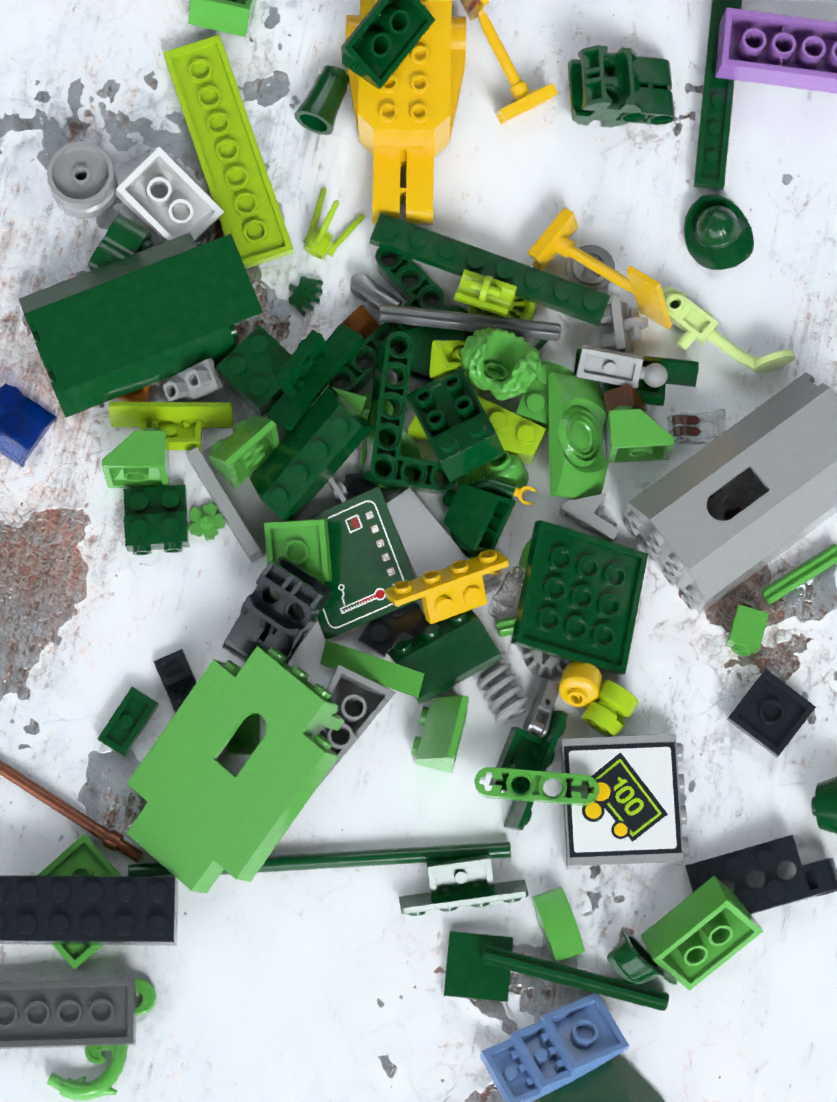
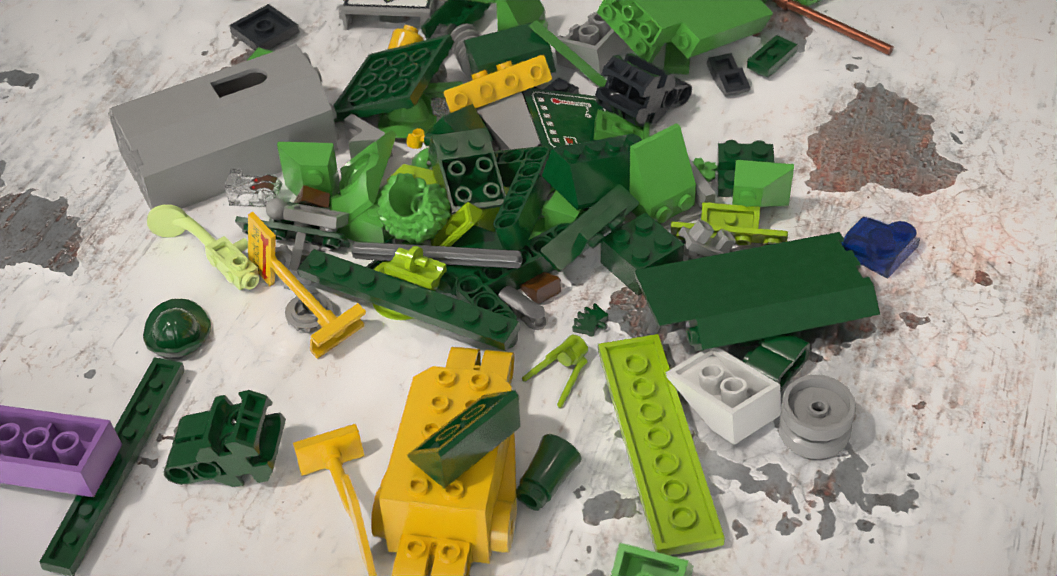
camera: 170 degrees left, 30 degrees down
(610, 709) = (379, 32): lime wheel -> none

